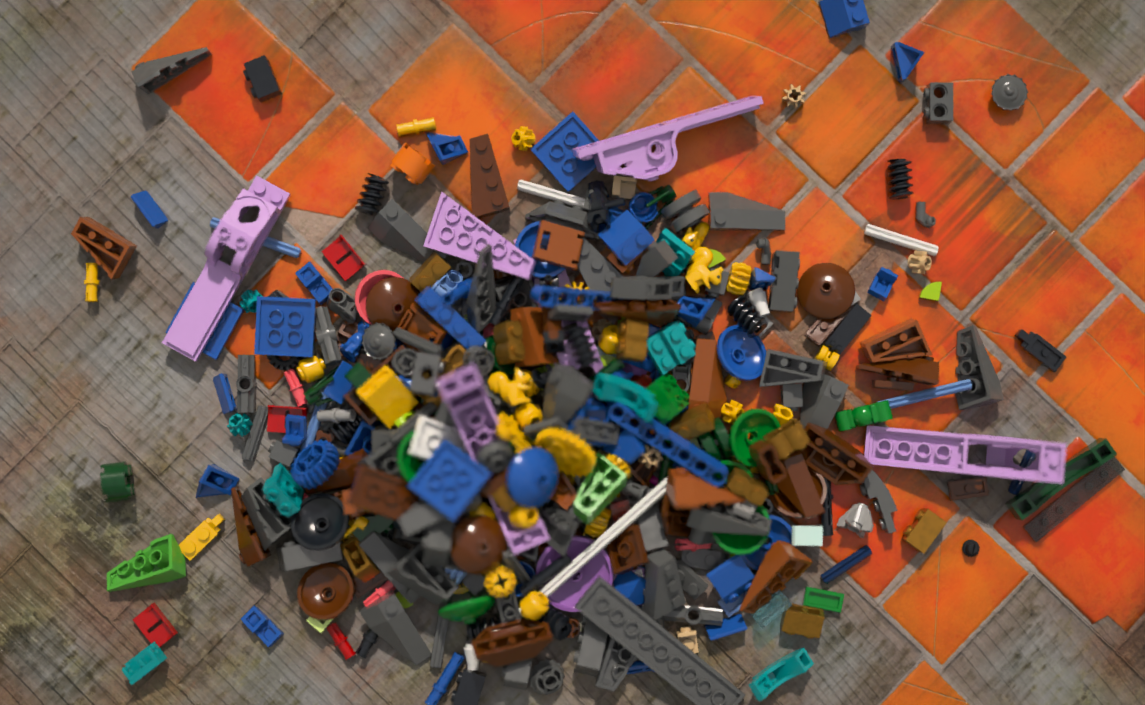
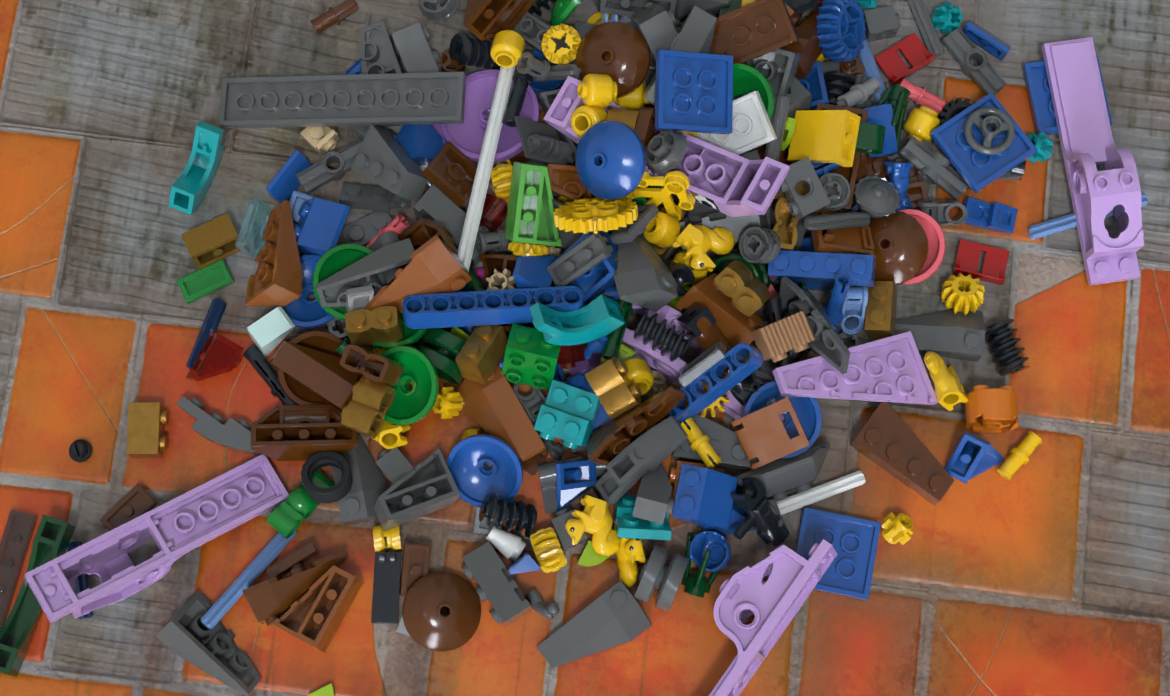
camera: 140 degrees right, 10 degrees down
(270, 329) = (993, 122): none -> dark grey piece
(295, 430) = (887, 51): blue bracket -> none
(376, 241) = (962, 293): none -> yellow gear
(426, 201) = (946, 381): none -> yellow animal
(505, 529) = (597, 90): none -> yellow head
(507, 294) = (783, 335): none -> medium nougat brick
(526, 578) = (530, 65): none -> dark grey bush
(604, 271) = (700, 443): none -> yellow pin
(624, 187) = (747, 555): tan panel -> none
(839, 432) = (330, 494): none -> black tyre
(852, 543) = (215, 358): none -> clear red slope
(857, 519) = (228, 388): light grey brick -> none
(882, 283) = (384, 665): blue bracket -> none

